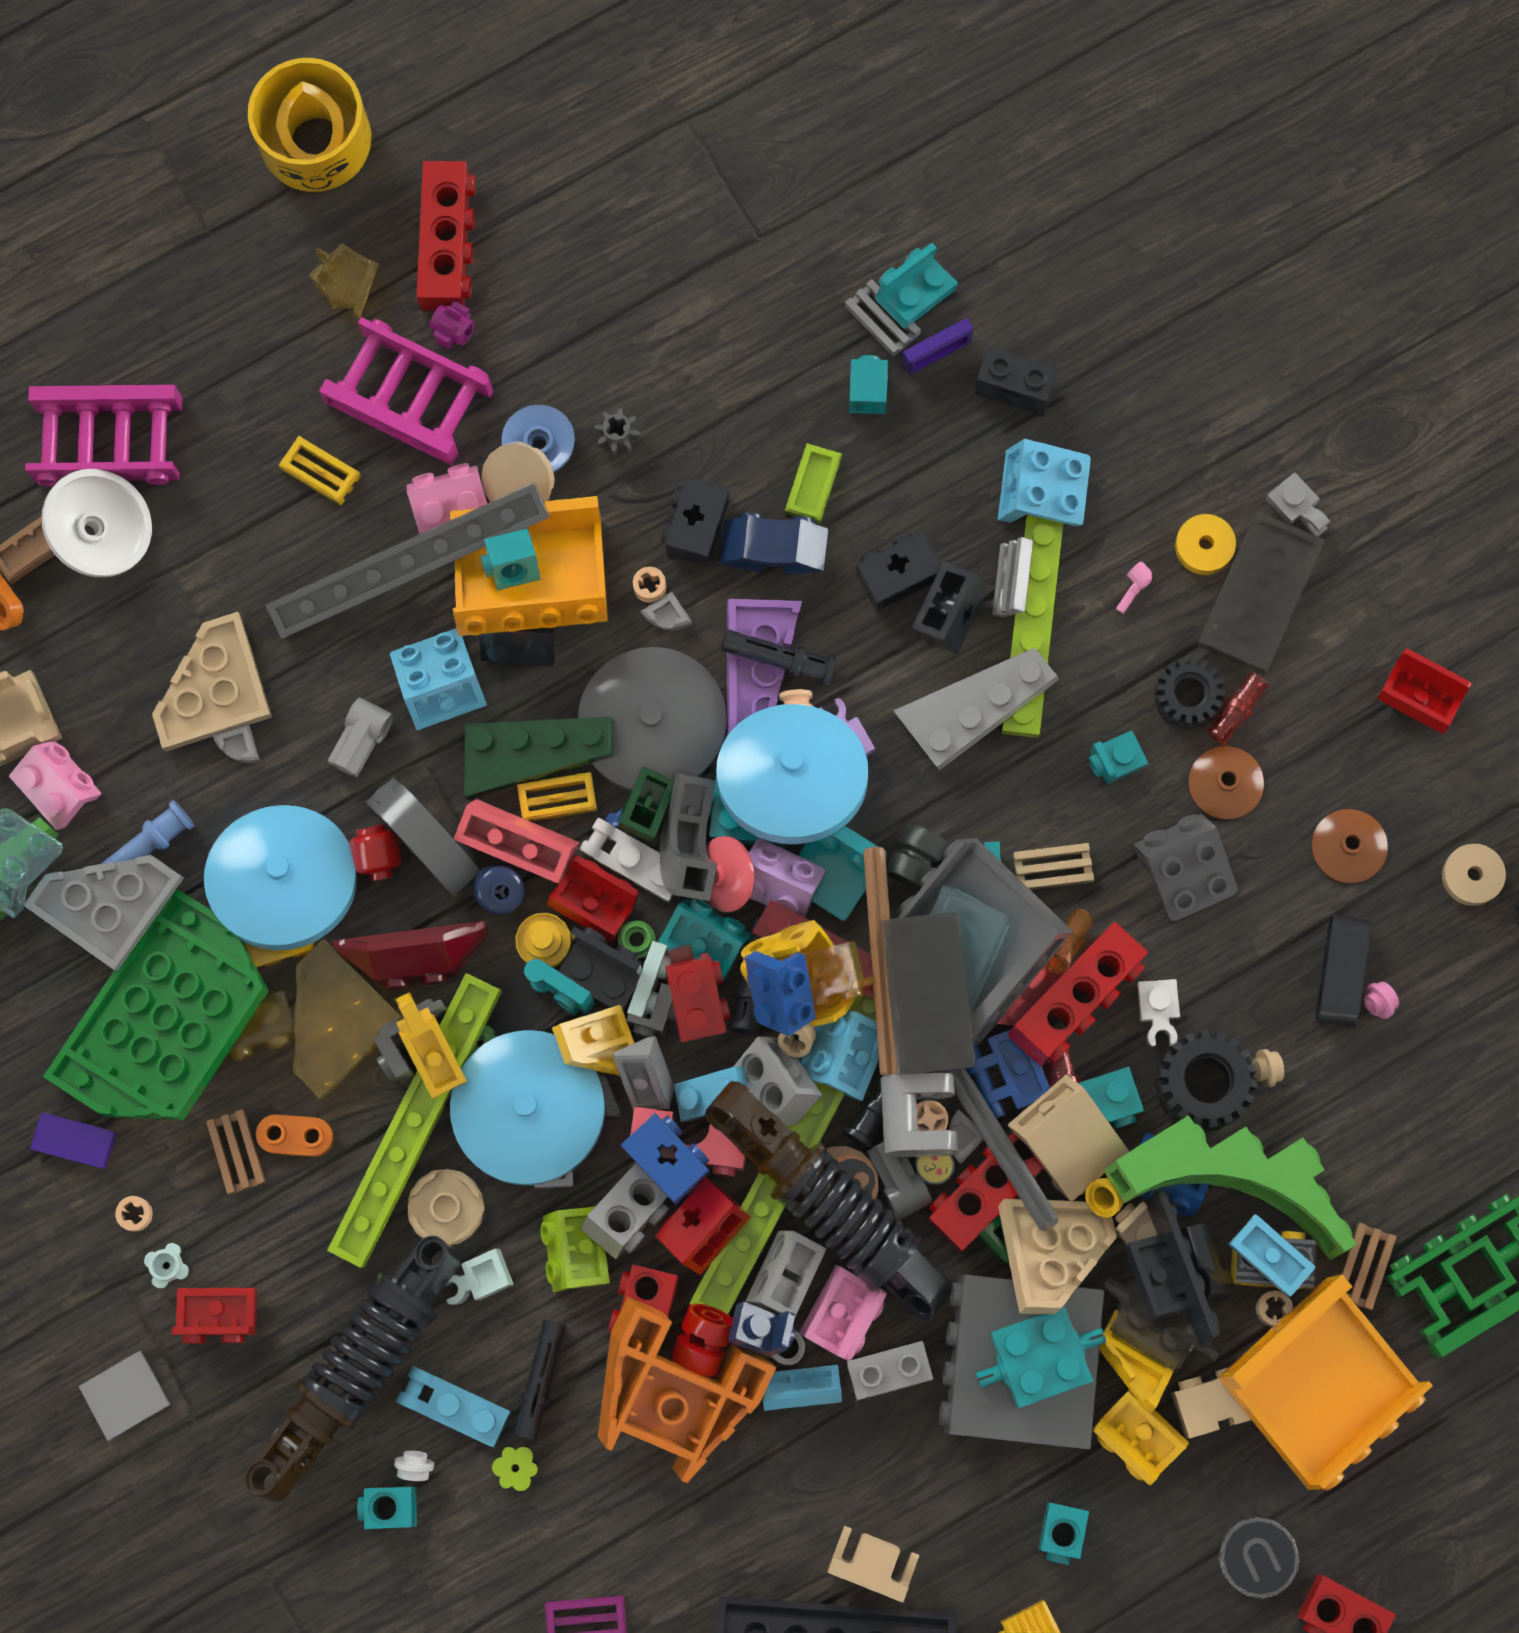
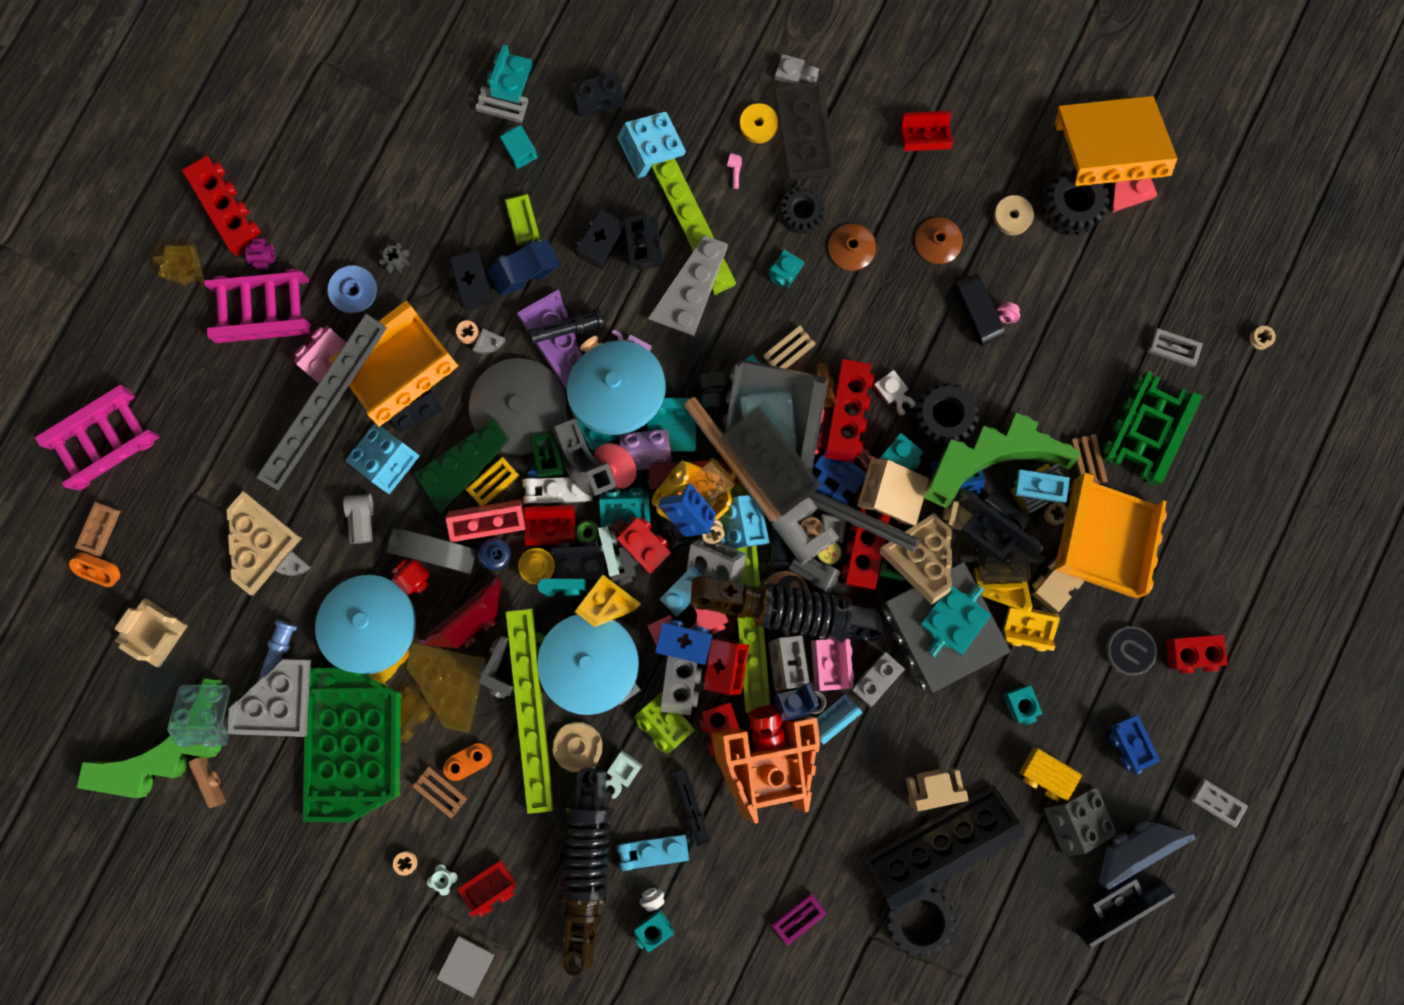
camera: 40 degrees left, 5 degrees up
(54, 783) = (200, 653): bright pink bracket -> none
(73, 1140) = (343, 845): dark purple tile -> none
(108, 506) = (126, 478): white dish -> none
(303, 92) = (85, 172): yellow piece -> none
(344, 486) = (237, 373): yellow tile -> none
(428, 1048) = (512, 667): yellow hinge -> none
(503, 1468) = (707, 870): lime plant -> none
(510, 559) = (380, 365): teal brick -> none
(515, 467) = (348, 313): tan tile -> none
(645, 1074) = (641, 604): light grey slope -> none
(937, 346) = (543, 101): dark purple tile -> none
(1012, 577) = (666, 205): light grey tile -> none
(1103, 1198) = (932, 512): yellow piece -> none
(1188, 866) = (861, 304): dark grey bracket -> none
(1238, 708) = (833, 202): clear red pin -> none
(1268, 1067) = (974, 385): tan plate -> none

